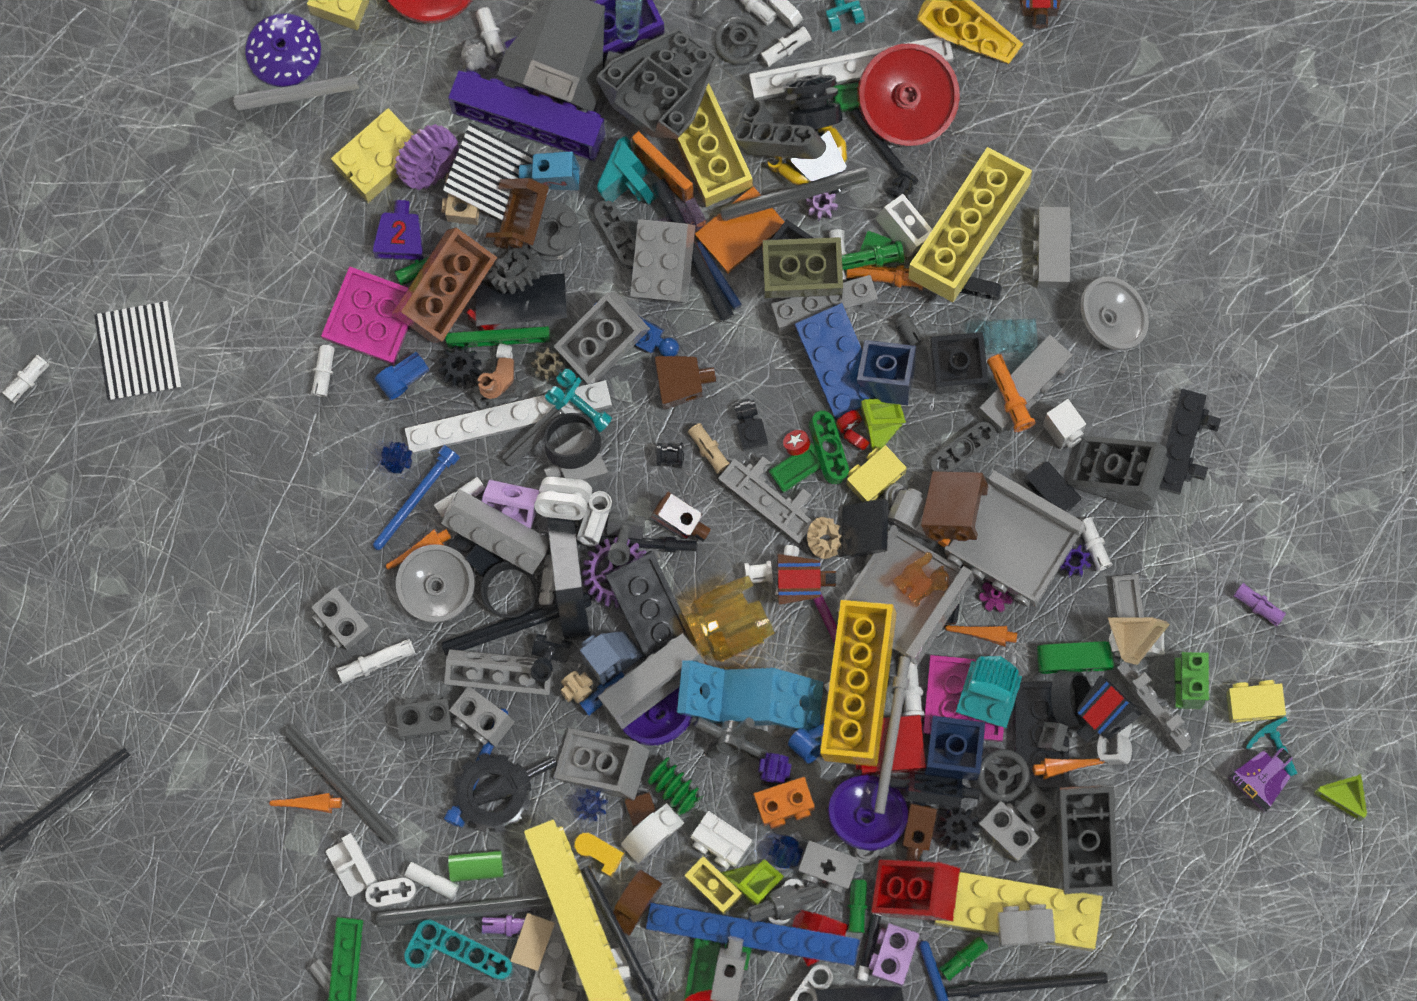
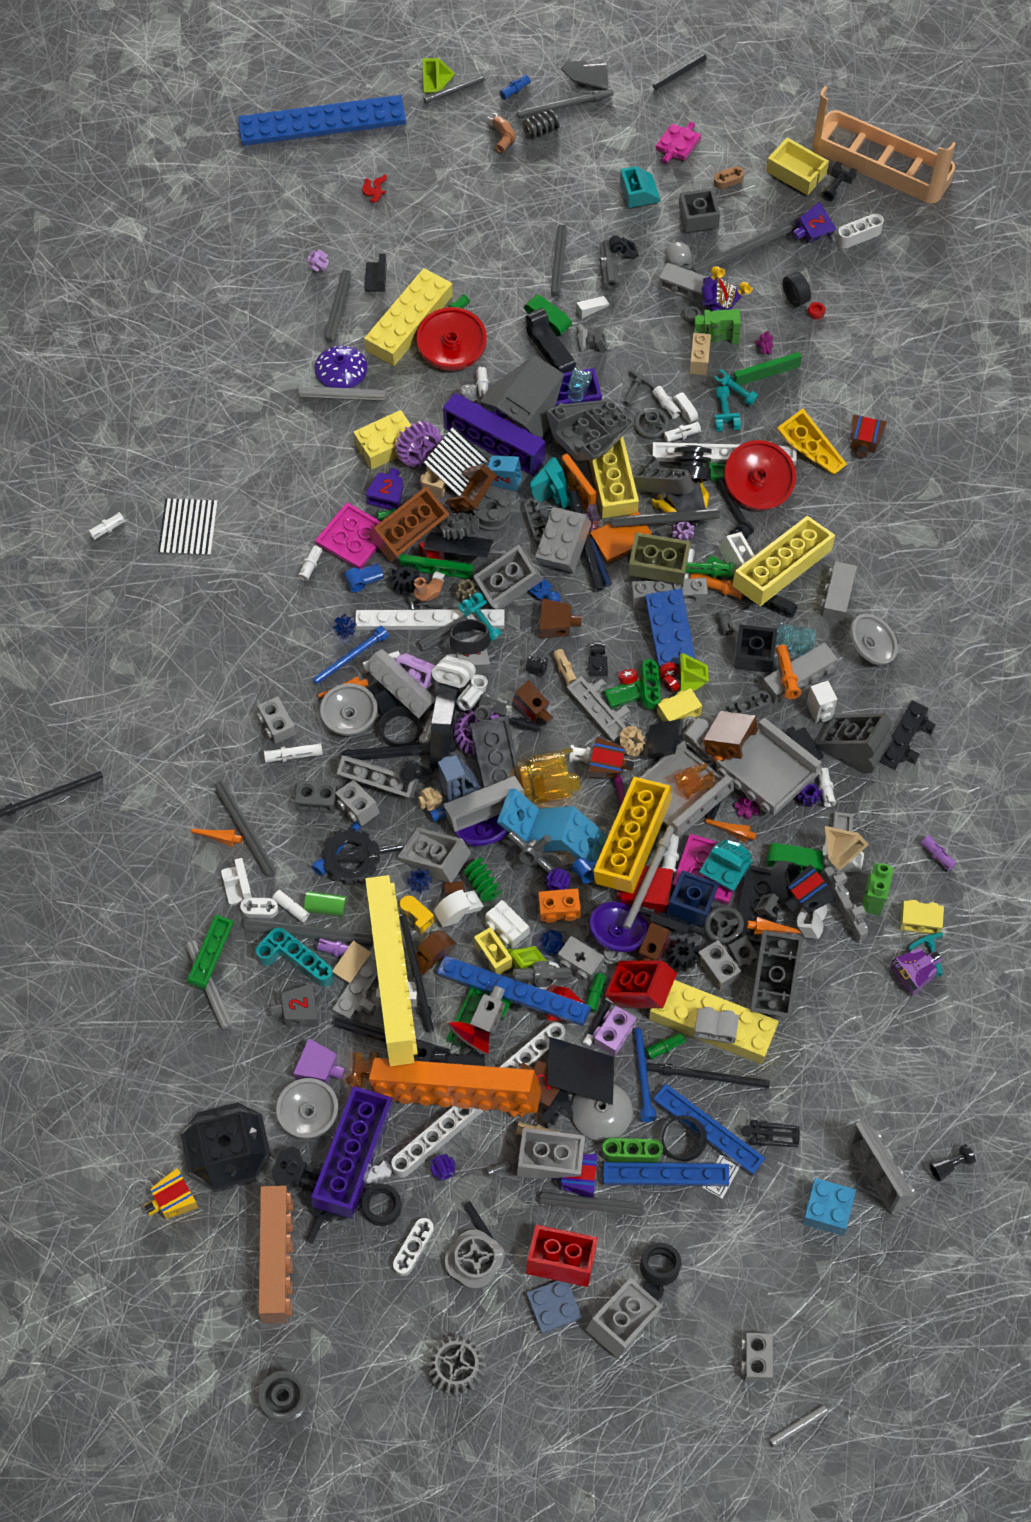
camera: 10 degrees right, 15 degrees down
(887, 371) = (704, 641): dark blue slope -> none
(1346, 796) = (975, 994): lime slope -> none

